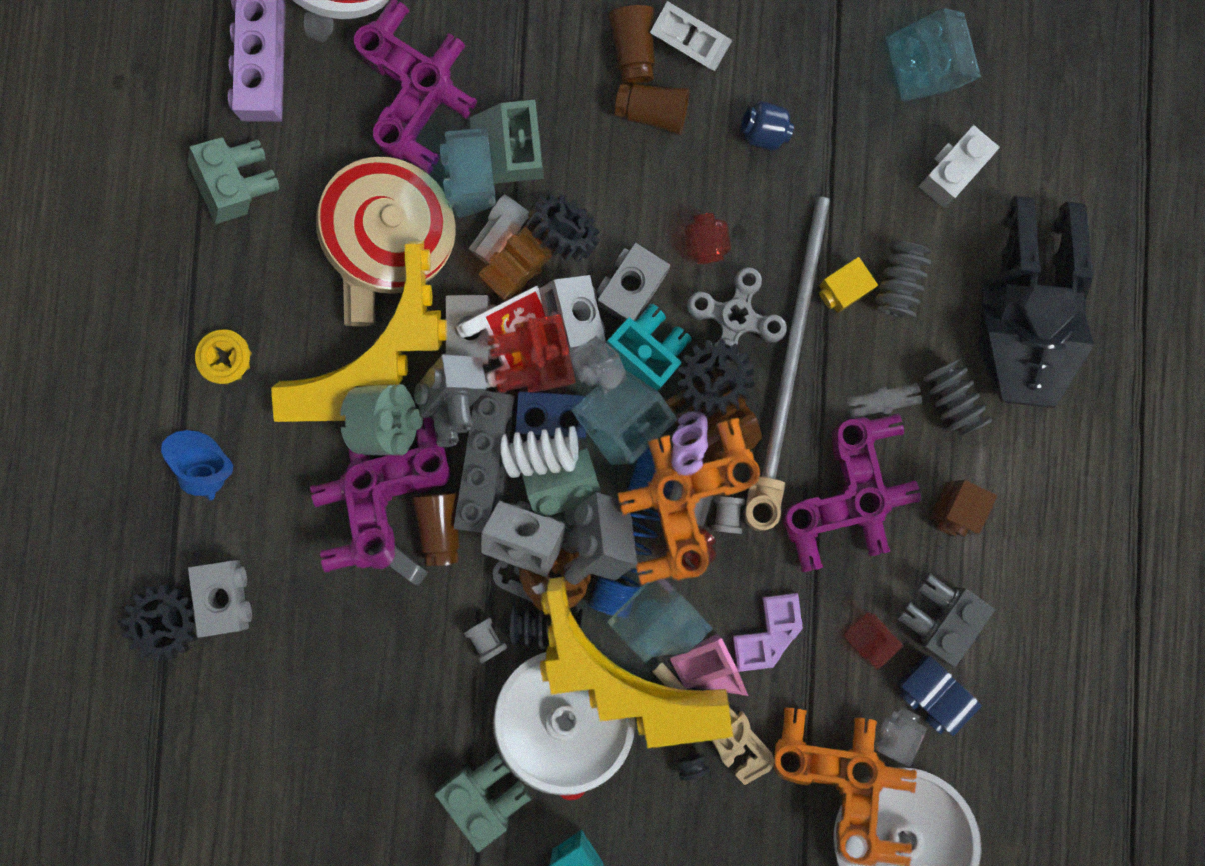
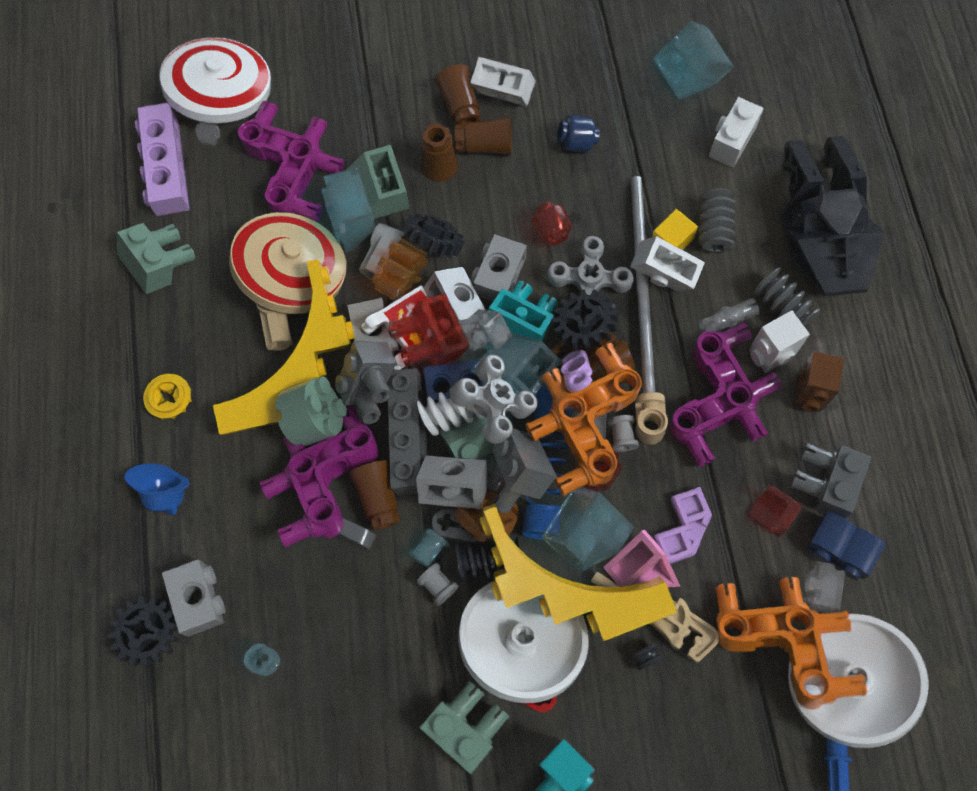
camera: 10 degrees left, 15 degrees down
(274, 688) = (255, 652): none -> clear light blue bush
(483, 599) = (428, 548): none -> clear light blue bush
(586, 462) = (493, 399): none -> light grey gear
(591, 130) = (438, 154): none -> reddish brown plant
(828, 327) = (667, 264): none -> white brick
(931, 452) = (778, 342): none -> white brick

